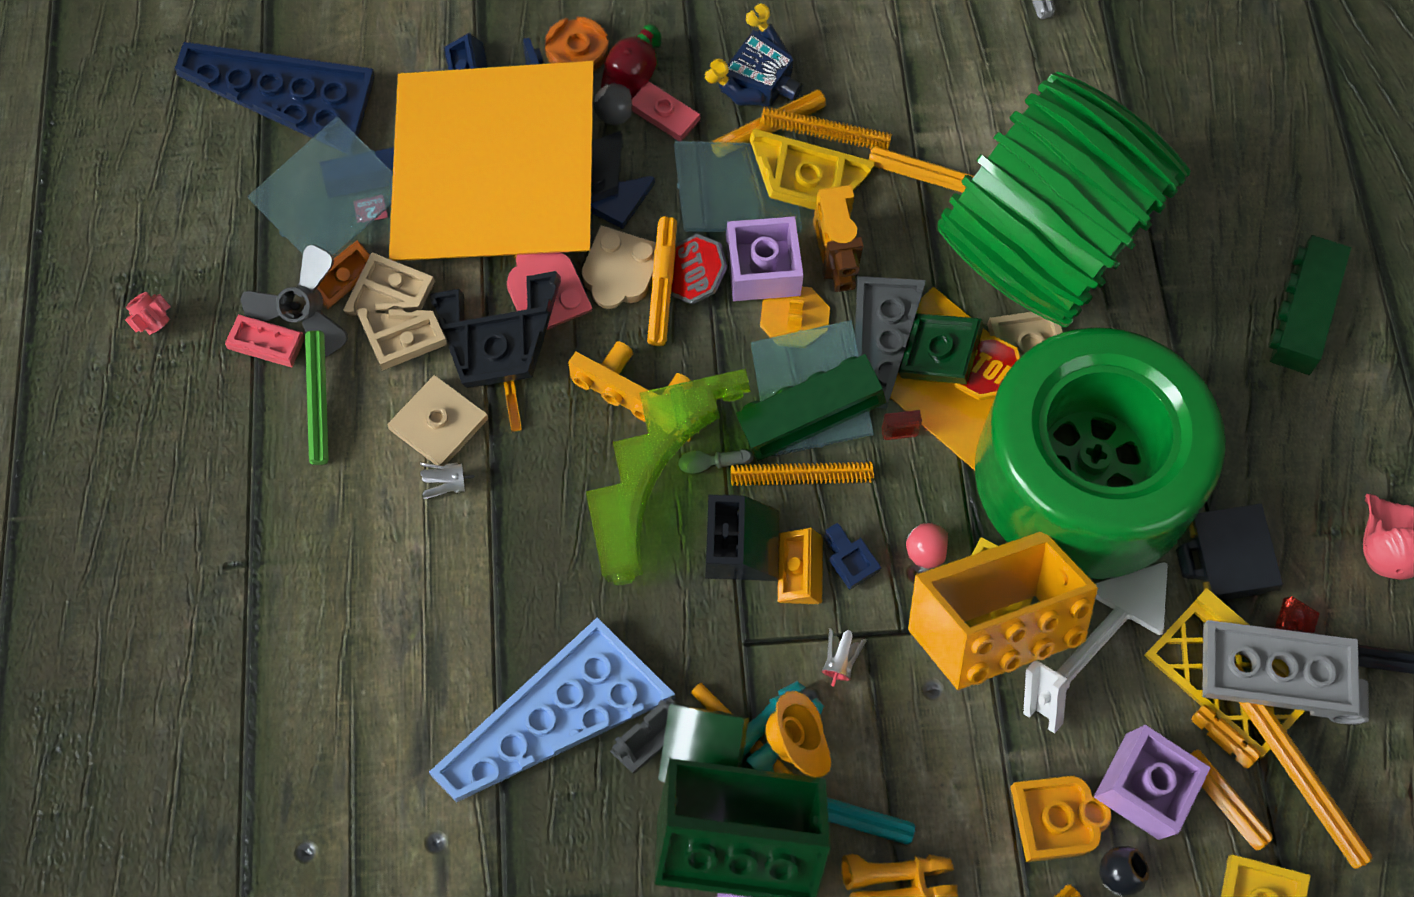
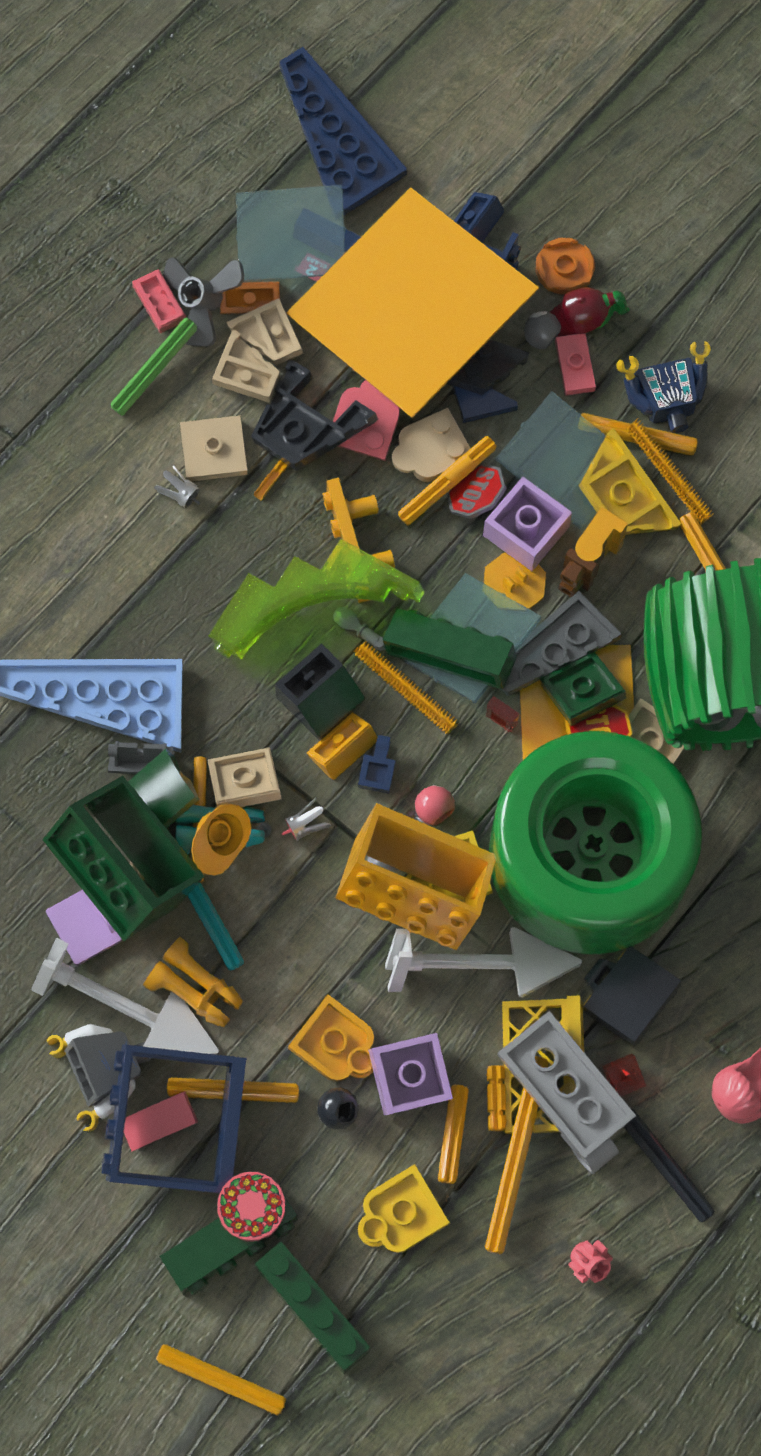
camera: 45 degrees right, 5 degrees up
(147, 313) = (104, 220): coral gear -> none
(755, 669) = (244, 778): none -> tan tile

